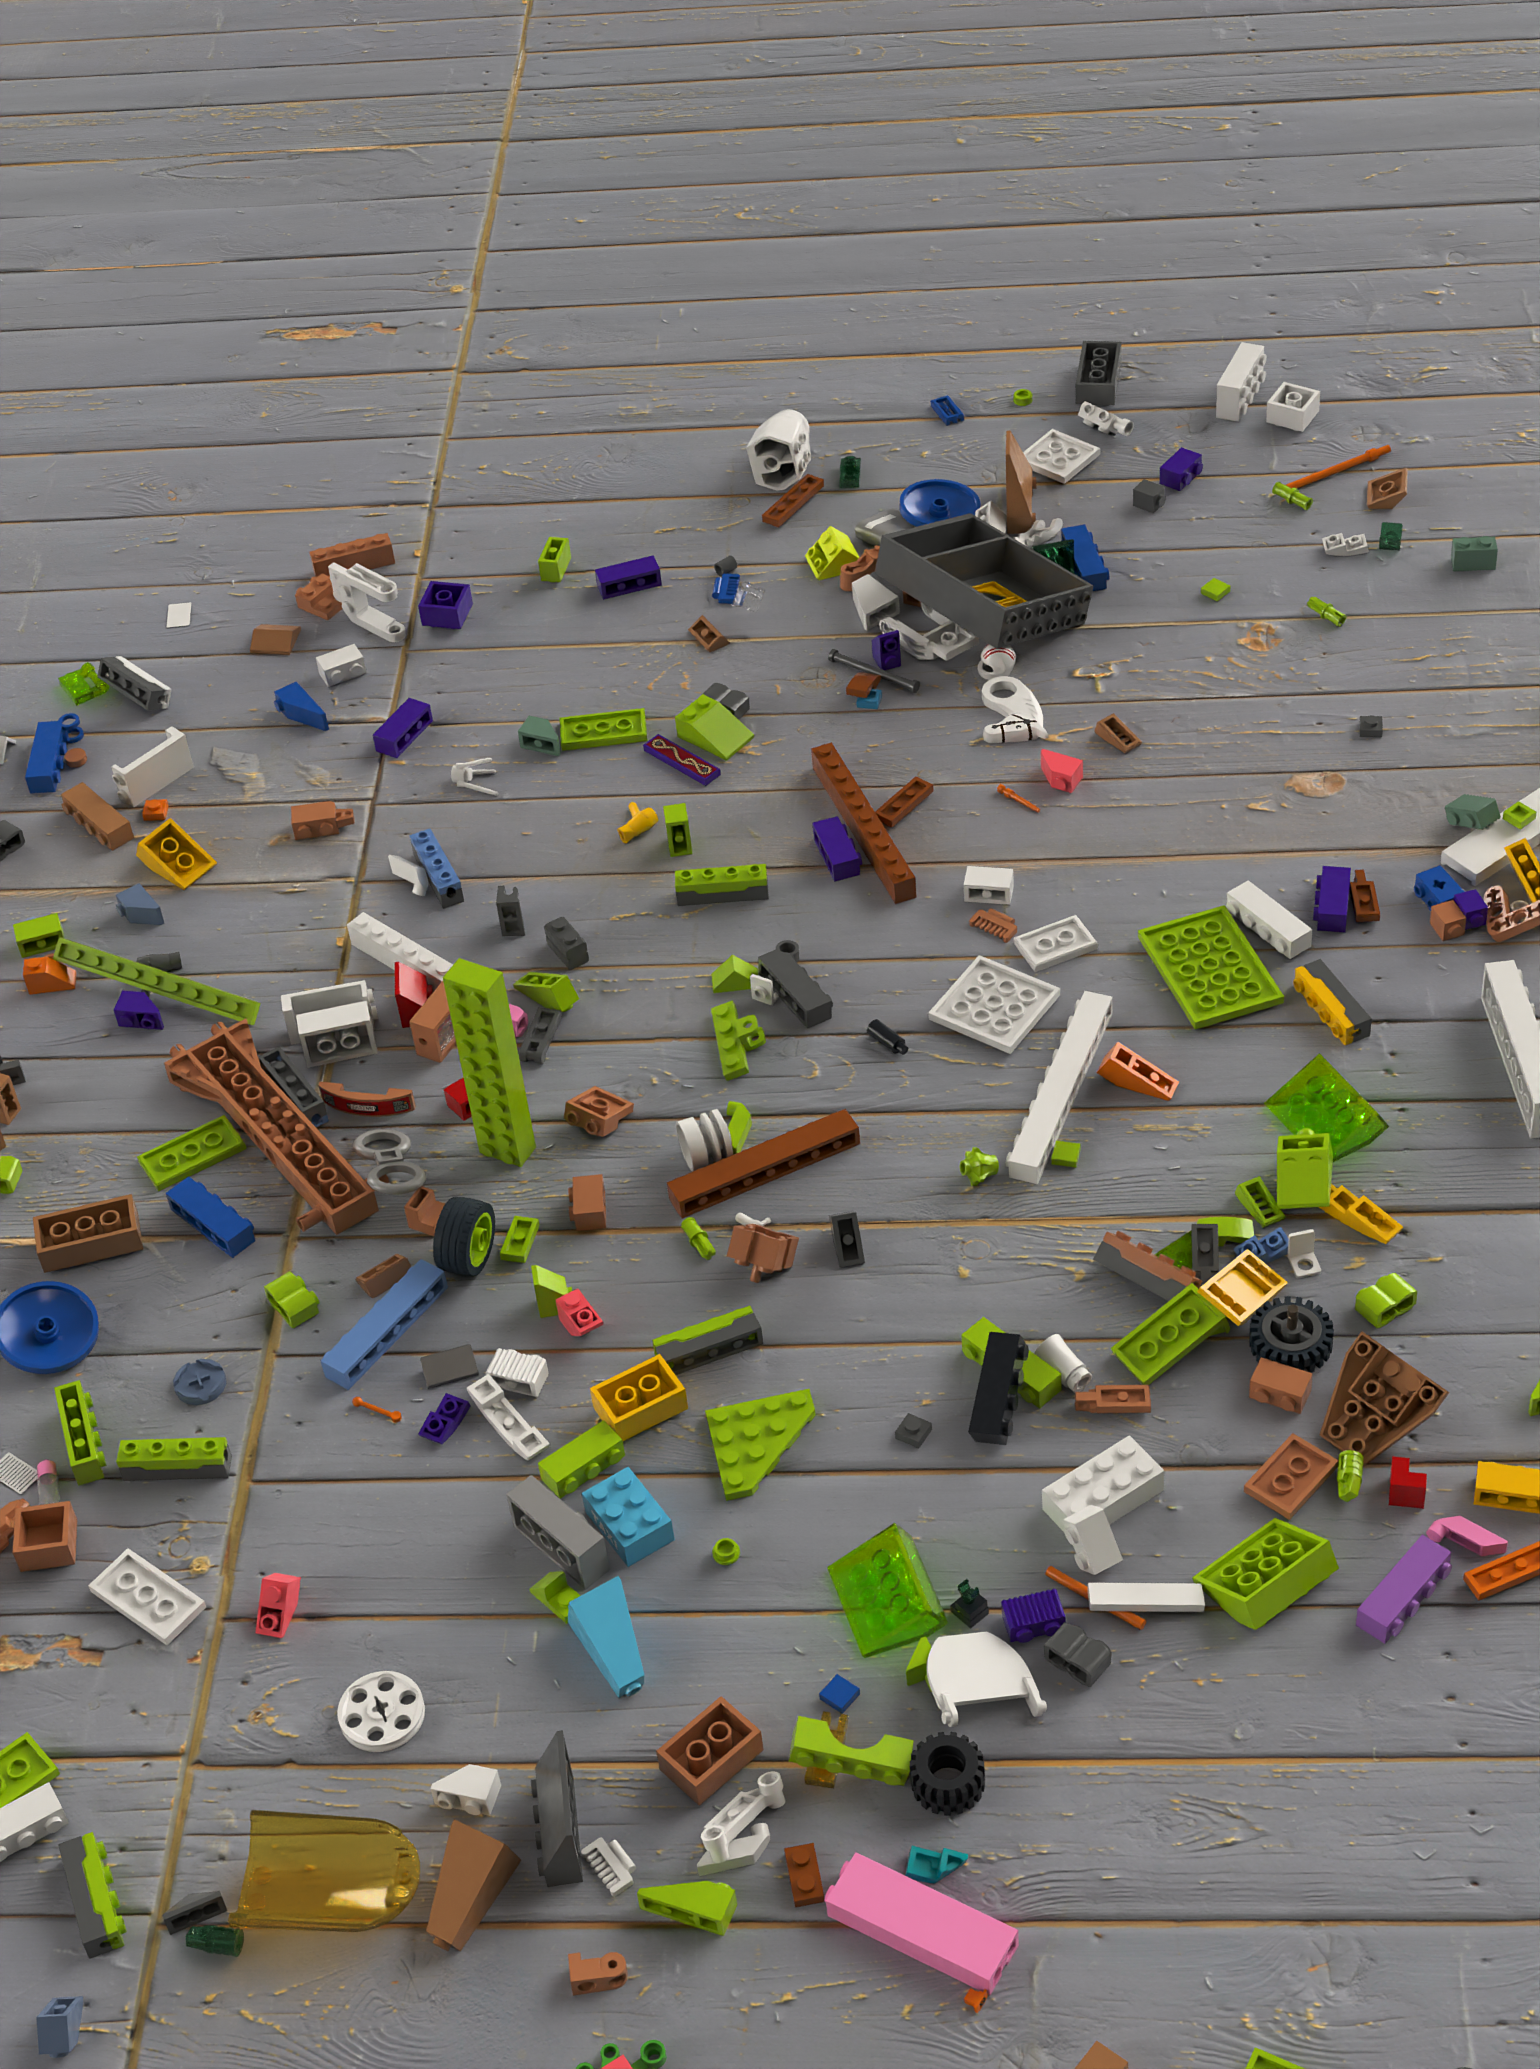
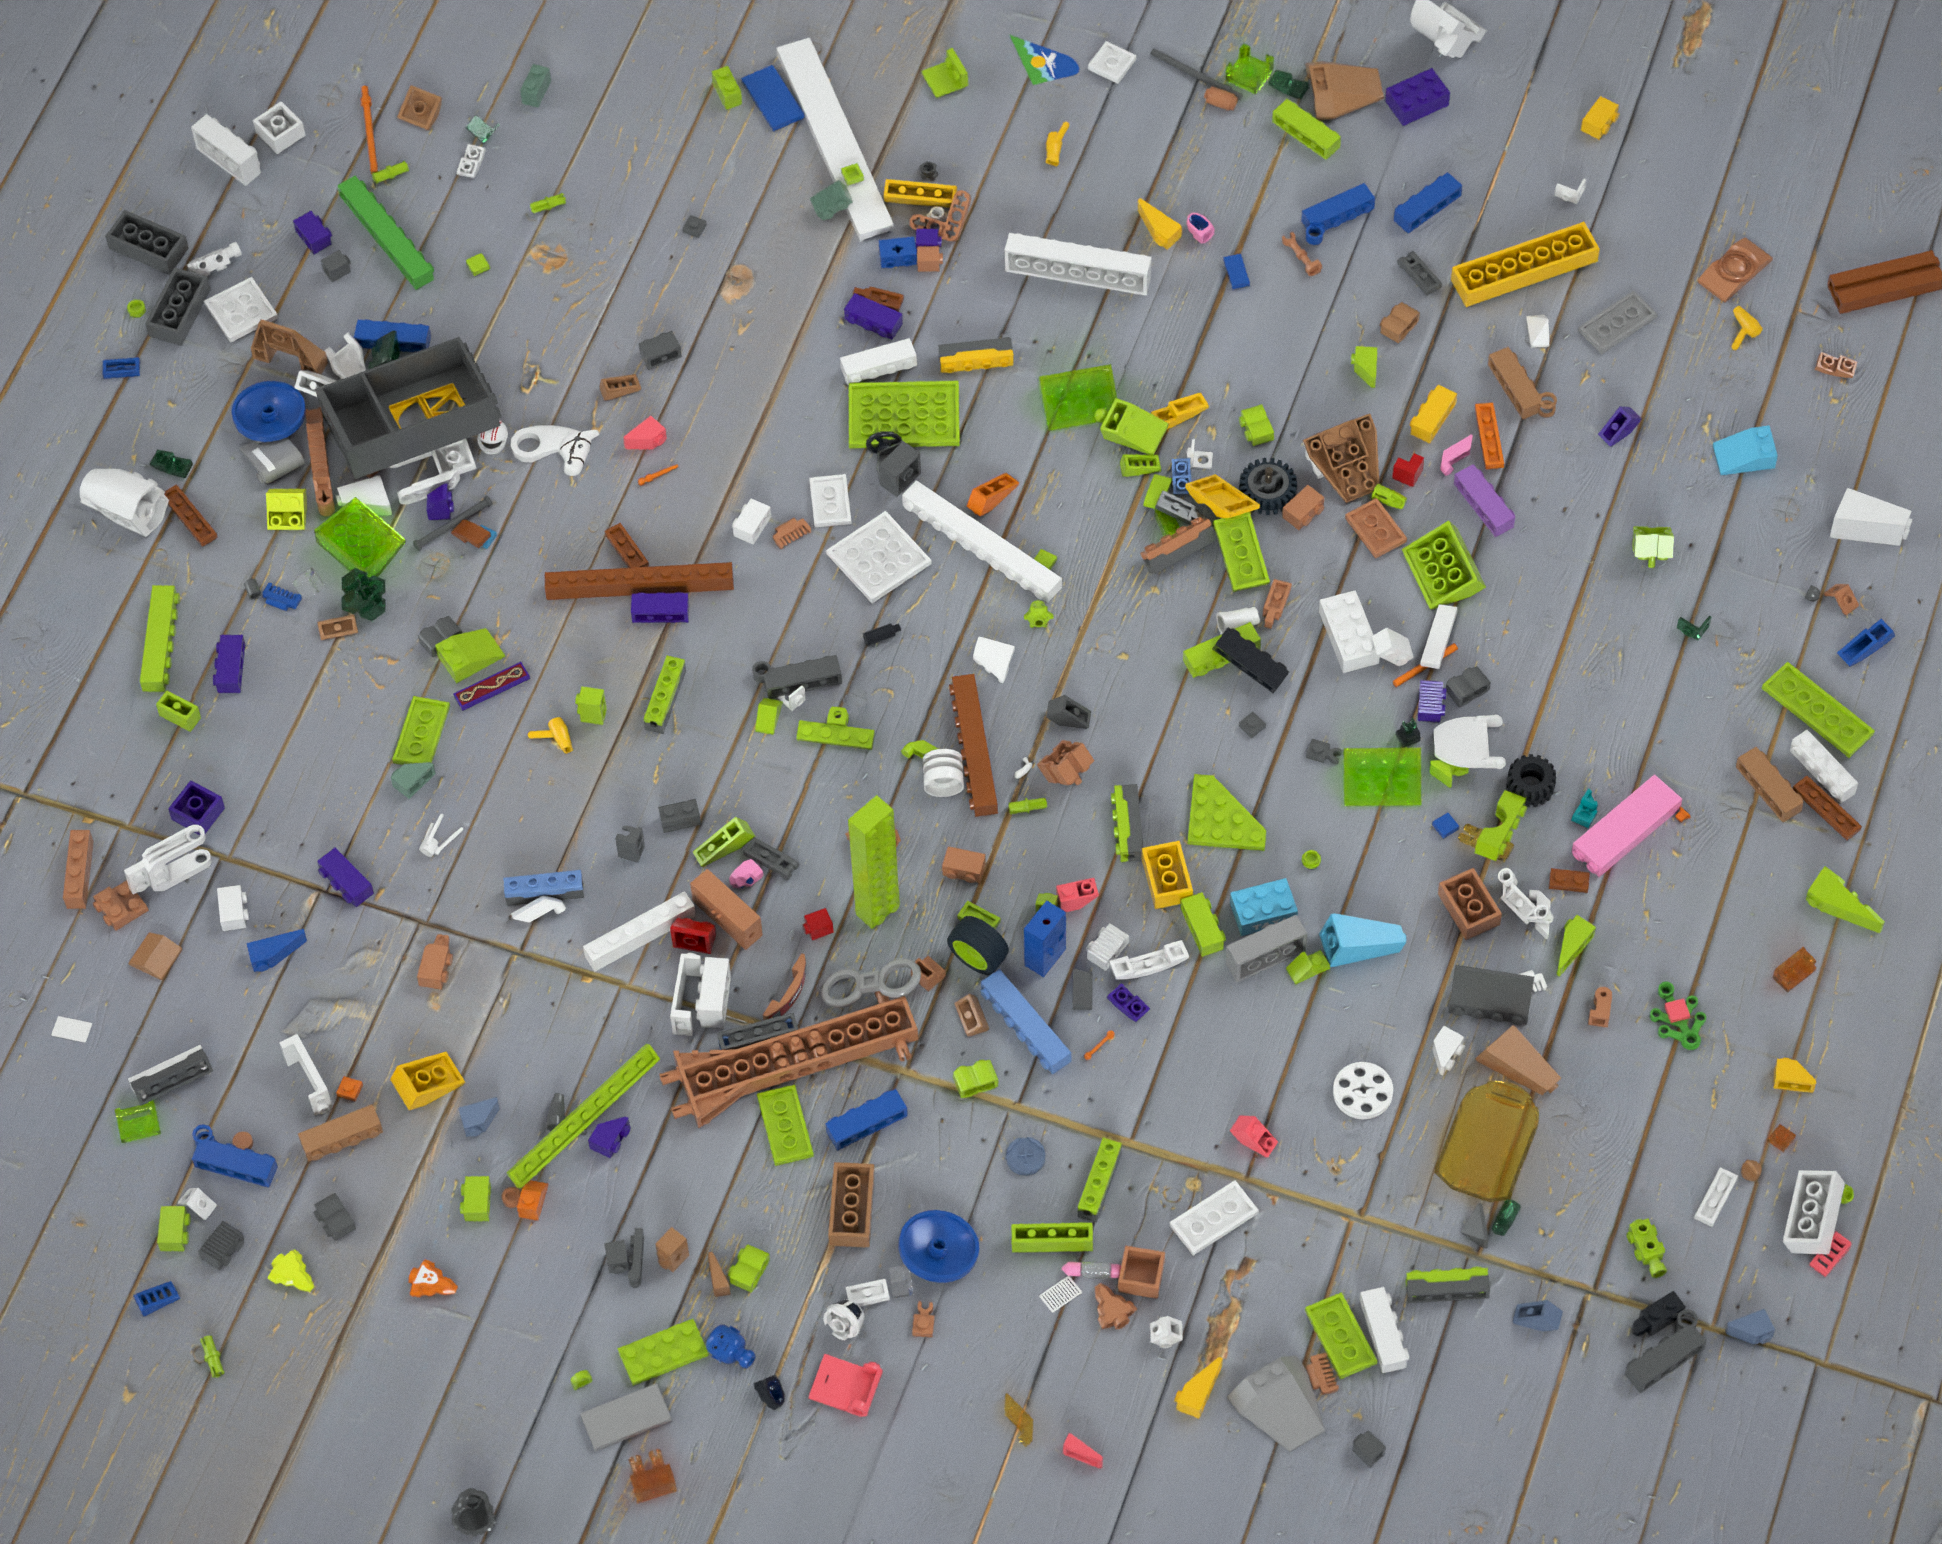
camera: 75 degrees left, 15 degrees up
(483, 1288) = (1045, 938): none -> blue brick
(638, 525) = (159, 638): none -> lime brick
(743, 629) = (363, 594): none -> clear green brick
(808, 608) = (359, 539): none -> clear neon green slope
(899, 1147) = (994, 657): none -> white slope
(903, 1513) = (1321, 751): none -> dark grey plate
(1033, 413) = (178, 306): none -> dark grey brick
(1125, 972) = (896, 464): none -> dark grey piece
(1181, 747) = (660, 350): none -> dark grey brick
(1211, 515) = (385, 232): none -> bright green brick
(1312, 1929) = (1691, 630): none -> clear green bracket
(1433, 1816) = (1652, 542): none -> brick

